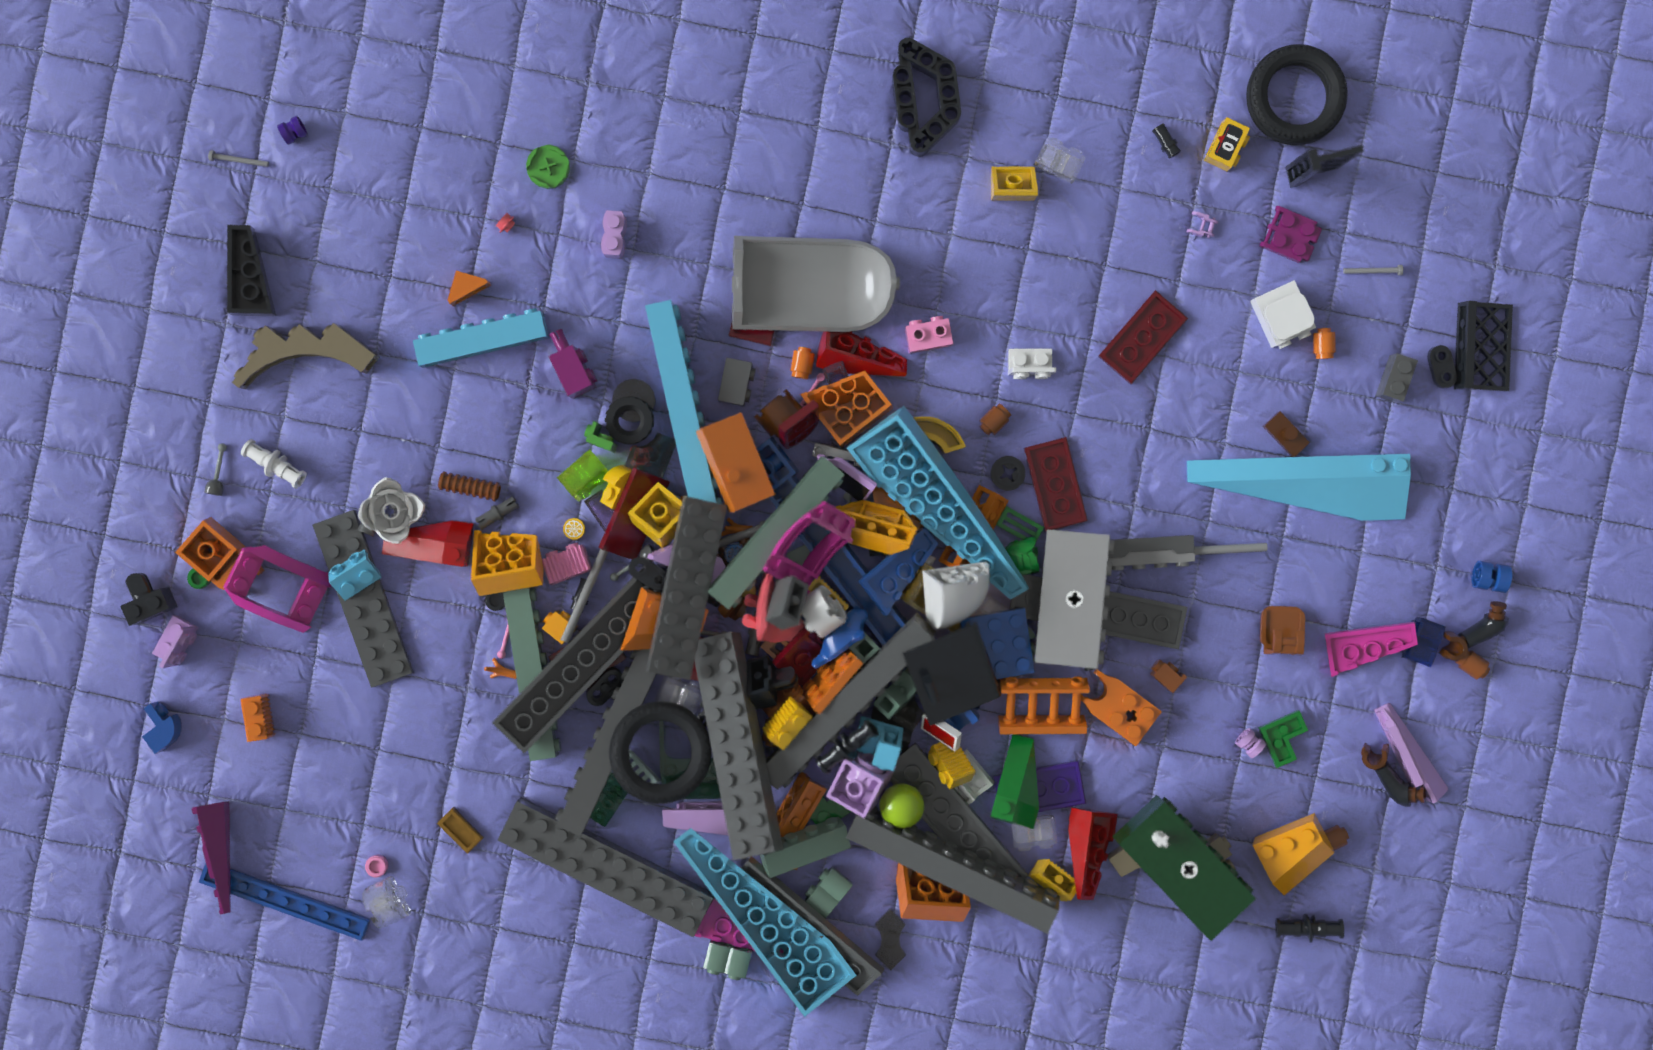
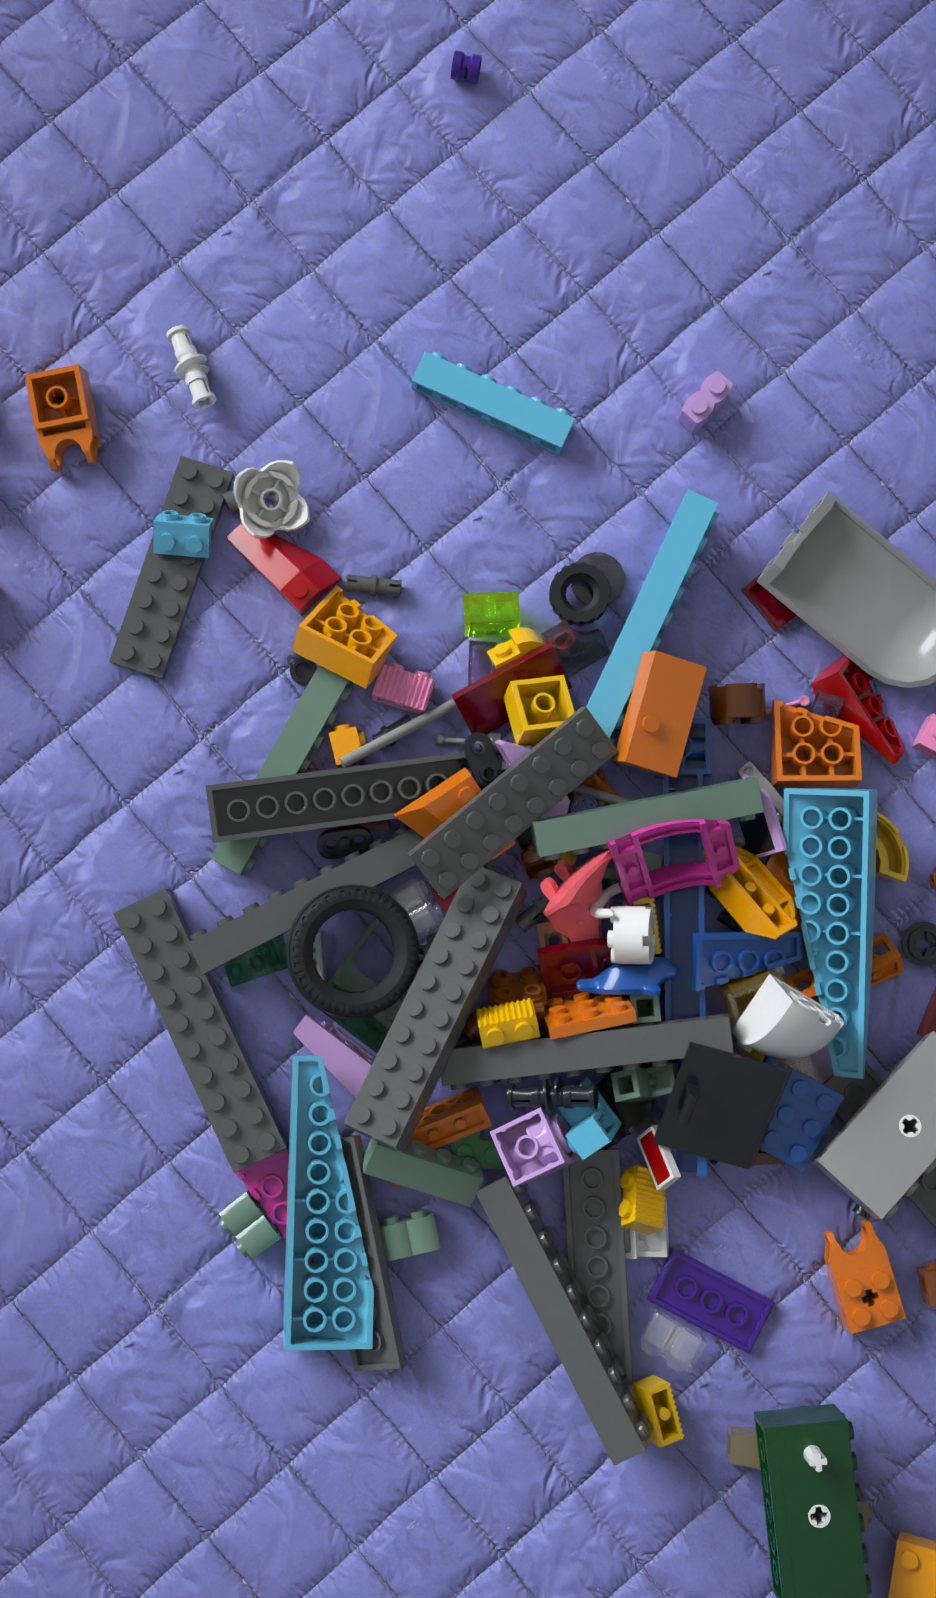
camera: 30 degrees right, 5 degrees down
(197, 580) = (24, 423): green tile -> none
(212, 156) = (369, 34): light grey piece -> none
(214, 486) = (114, 345): hinge -> none
(246, 277) = (308, 170): black wedge -> none
(302, 343) = (312, 273): dark tan arch -> none
(306, 601) = (110, 527): dark pink wedge -> none
(460, 830) = (82, 875): pearl gold tile -> none
(465, 286) = (518, 342): orange slope -> none
(469, 486) = (366, 537): dark orange piece -> none
(500, 670) = (251, 744): orange bar -> none
(501, 654) = (266, 729): bright pink hinge -> none
(505, 223) = (605, 311): coral plate -> none
(548, 166) = (688, 290): bright green tile -> none
(571, 367) = (562, 496): magenta brick -> none
(574, 528) = (438, 660): yellow tile -> none
(602, 441) = (535, 589): bright green bracket -> none
(736, 381) = (715, 639): dark grey brick -> none
(766, 681) = (516, 964): black brick -> none
(787, 602) = (608, 896): dark grey brick -> none
(799, 425) = (752, 728): dark red tile -> none
(802, 363) = (797, 671): orange brick -> none
(890, 928) = (442, 1327): clear smoke tile -> none
(902, 805) = (558, 1204): lime piece -> none
(928, 899) = (511, 1325): orange wedge -> none
(1003, 517) = (885, 1012): green tile -> none
(1018, 790) = (691, 1282): green wedge -> none
(1024, 555) = (882, 1042): green helmet -> none
(1043, 724) = (778, 1239): orange fence -> none
(1089, 838) = (727, 1393): red wedge -> none

